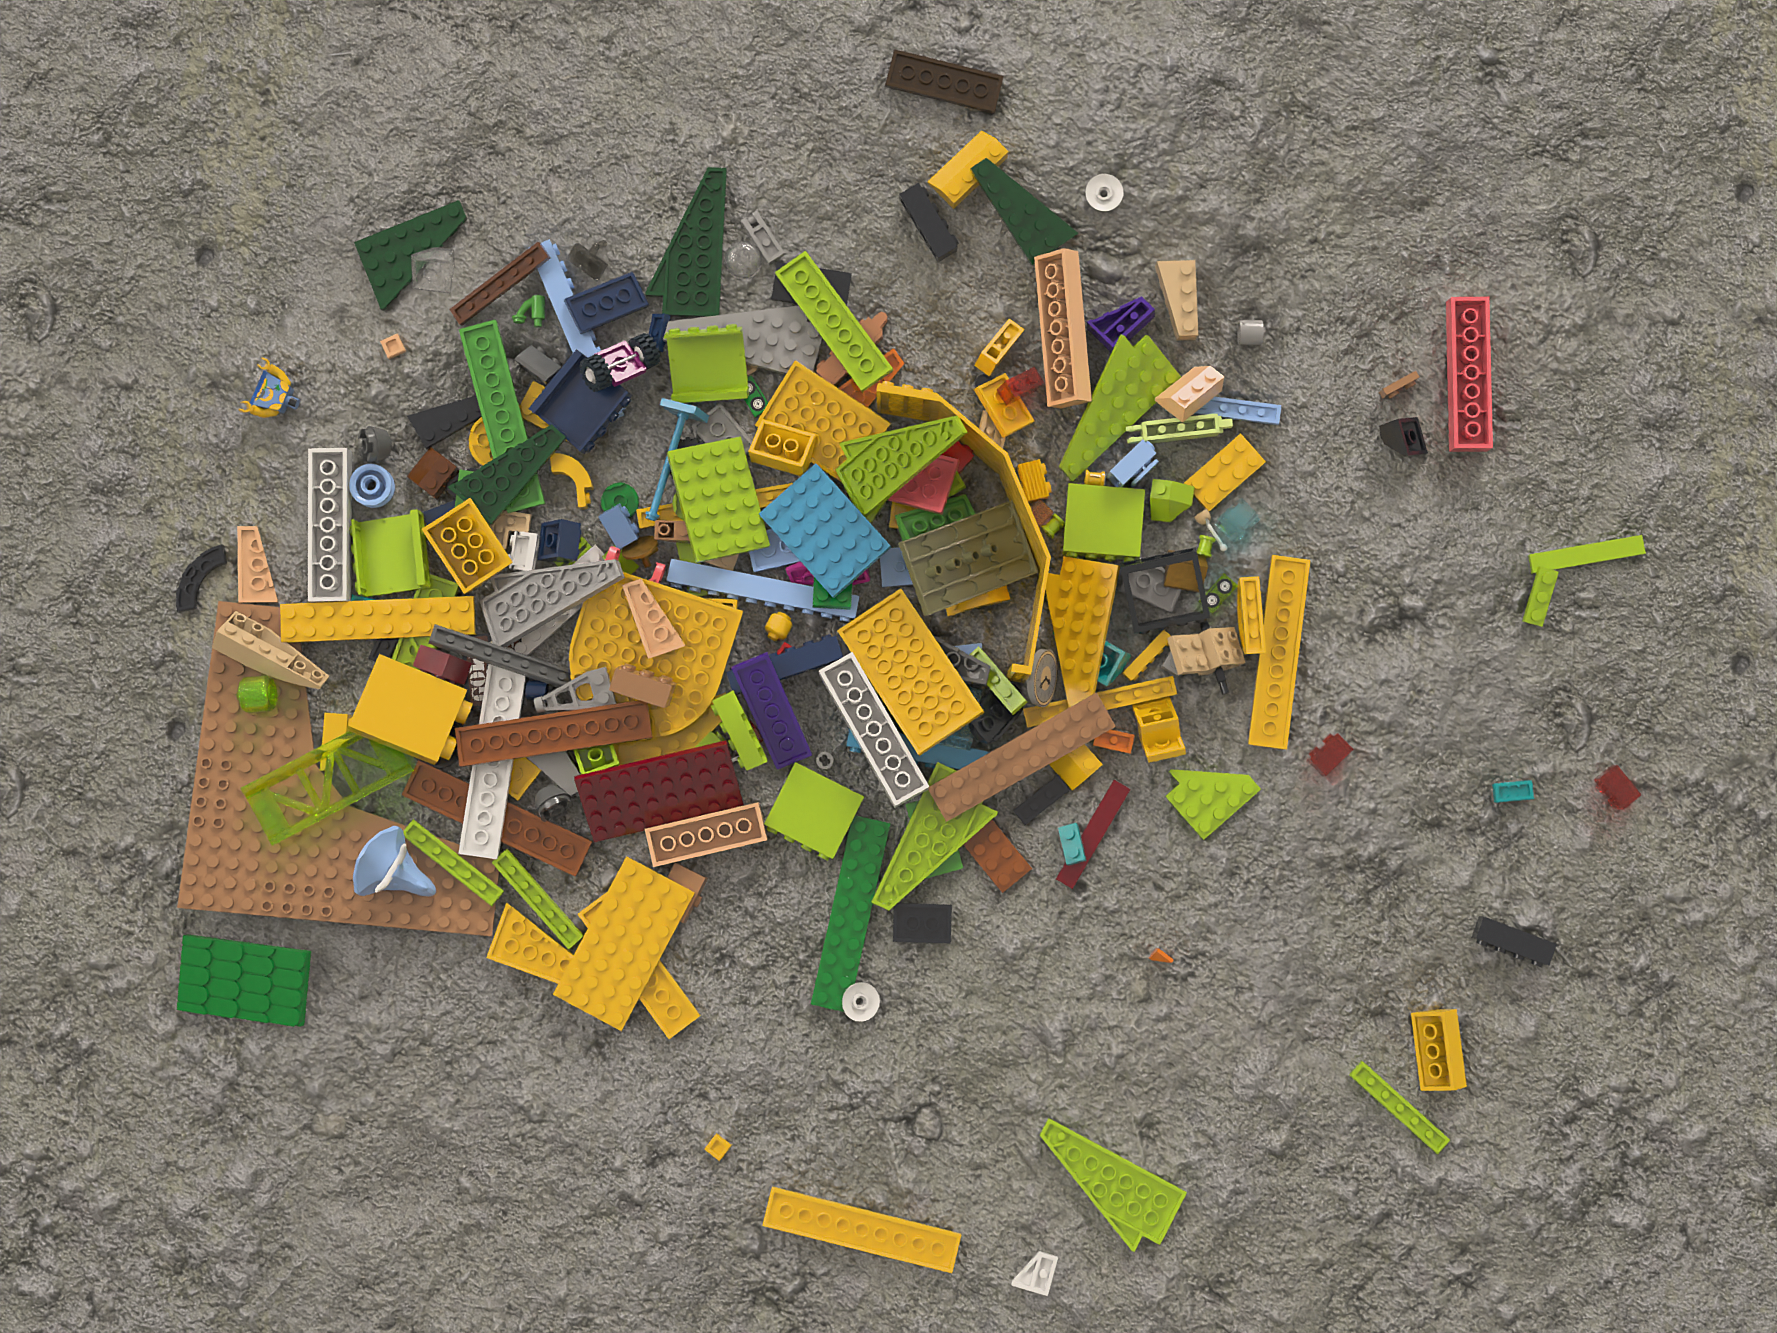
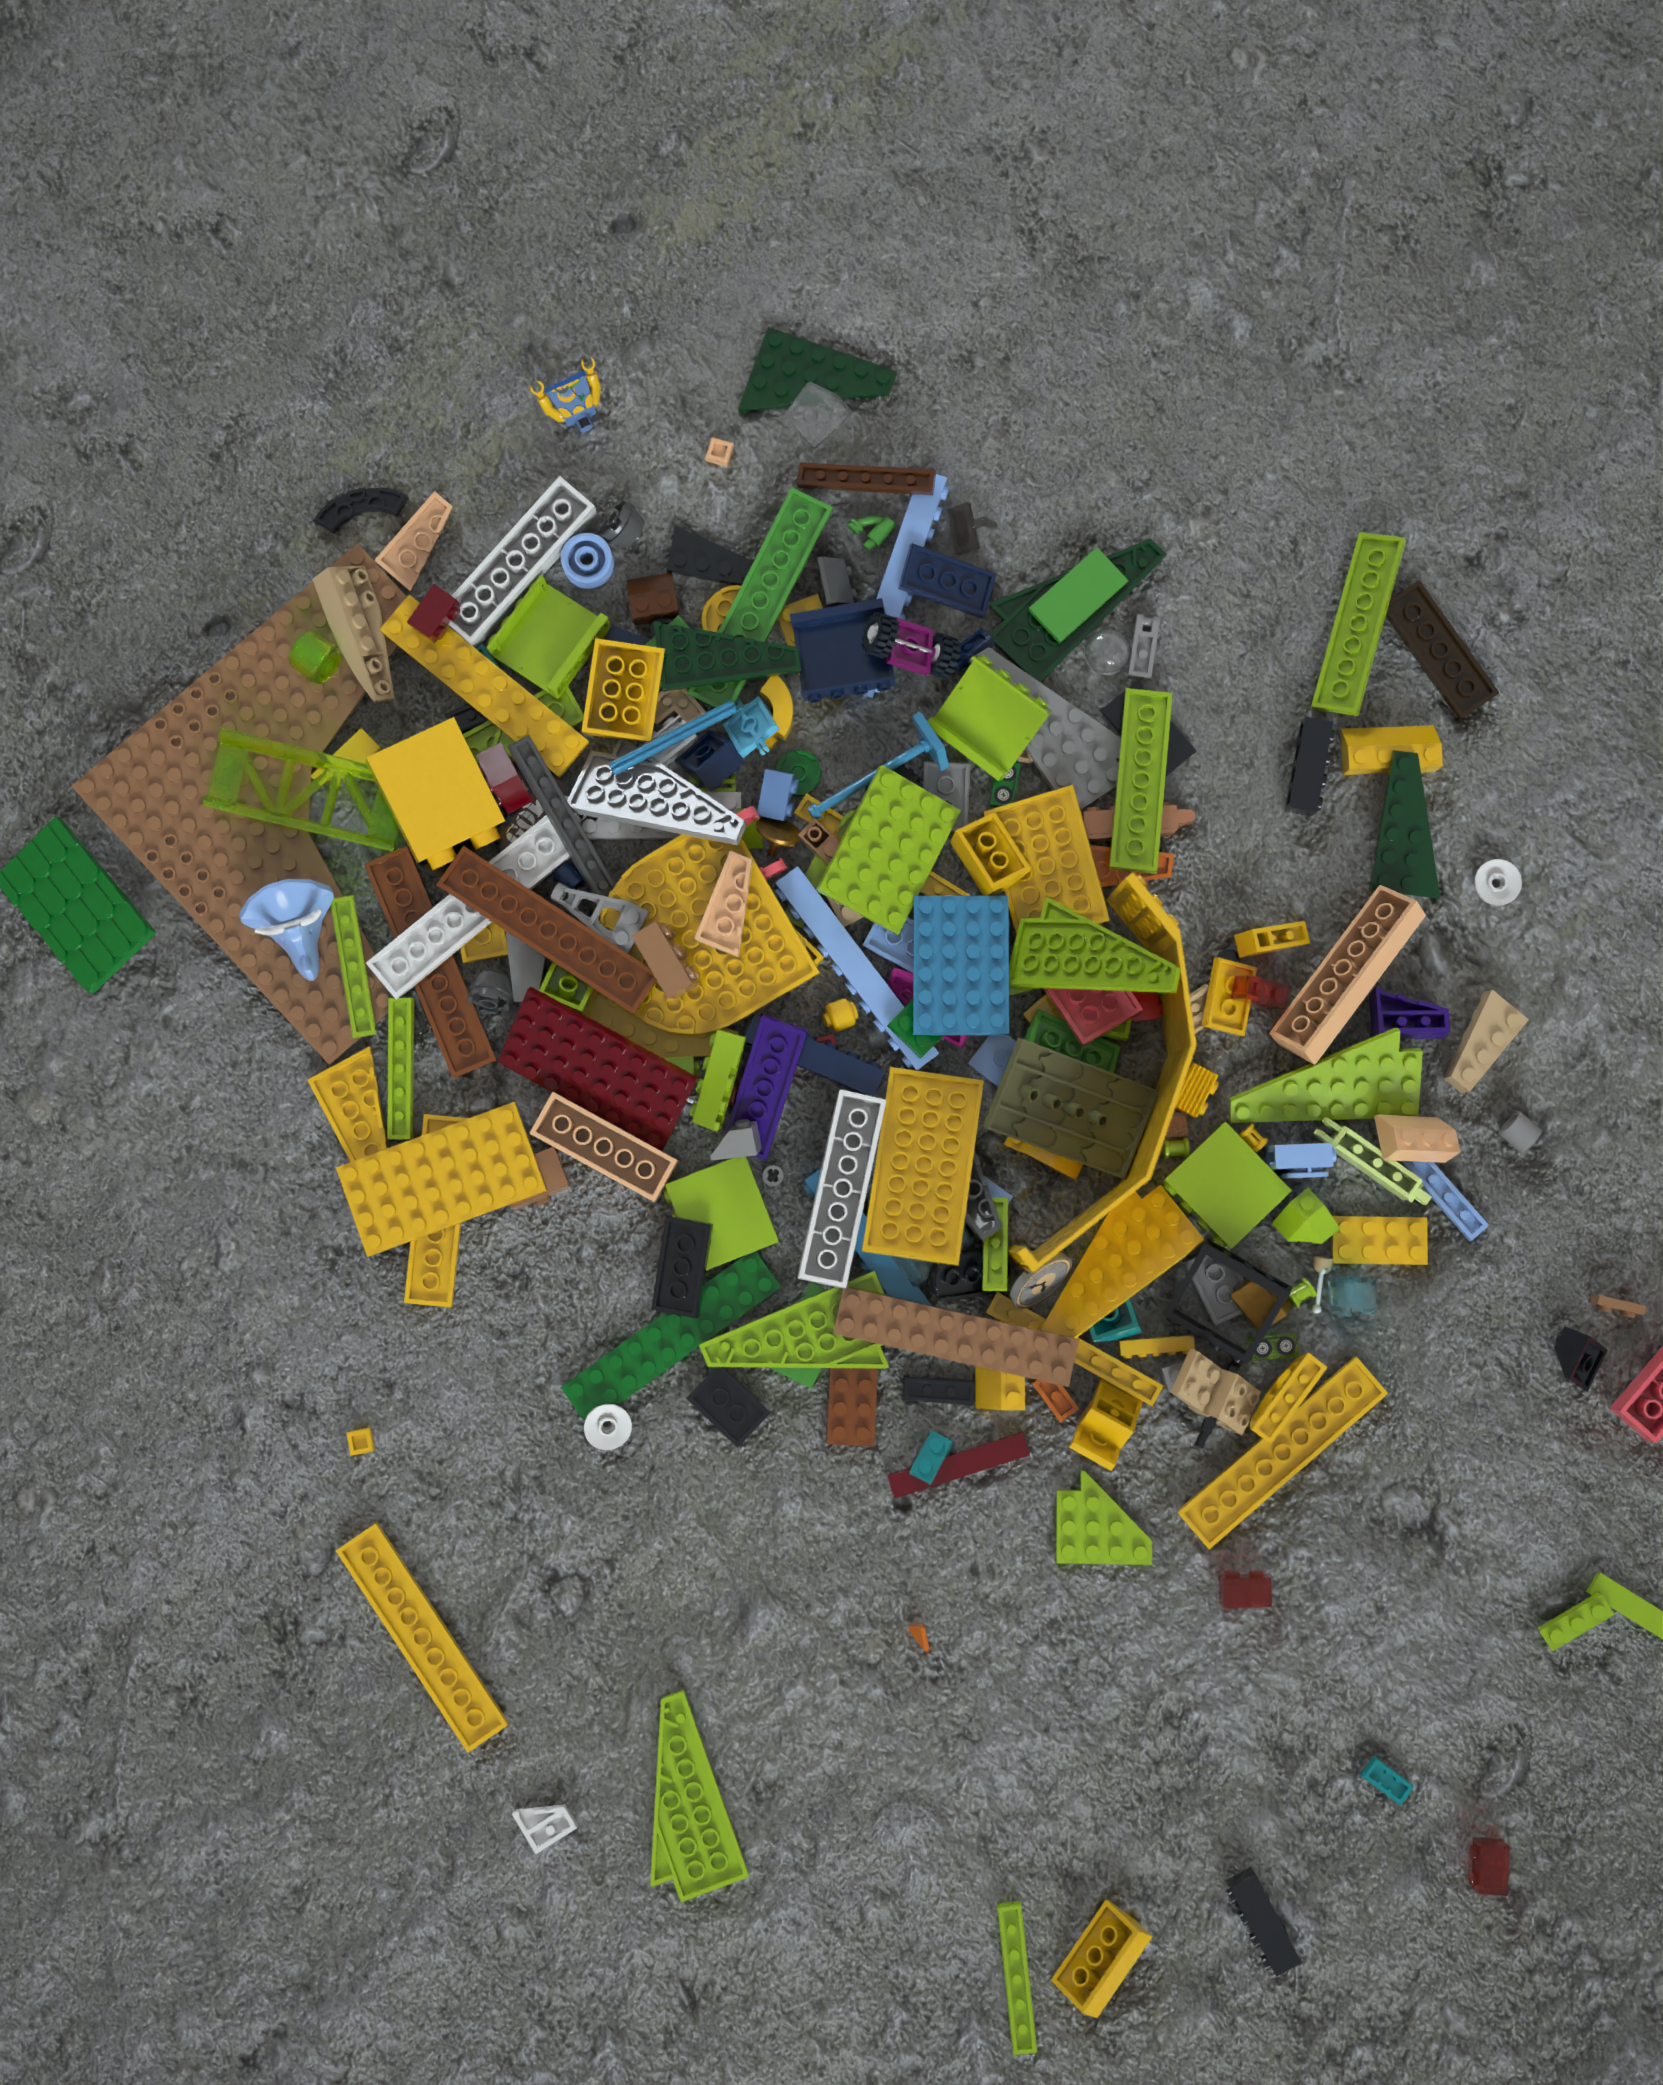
camera: 40 degrees right, 0 degrees up
(308, 602) = (434, 614): none -> dark red brick
(524, 547) = (672, 737): none -> dark azure axle
(566, 498) = (751, 726): none -> medium azure plate
(694, 241) = (1078, 595): none -> bright green tile
(785, 756) = (740, 1141): none -> light grey slope
(819, 864) = (682, 1266): none -> black tile
(881, 108) = (1358, 623): none -> lime plate

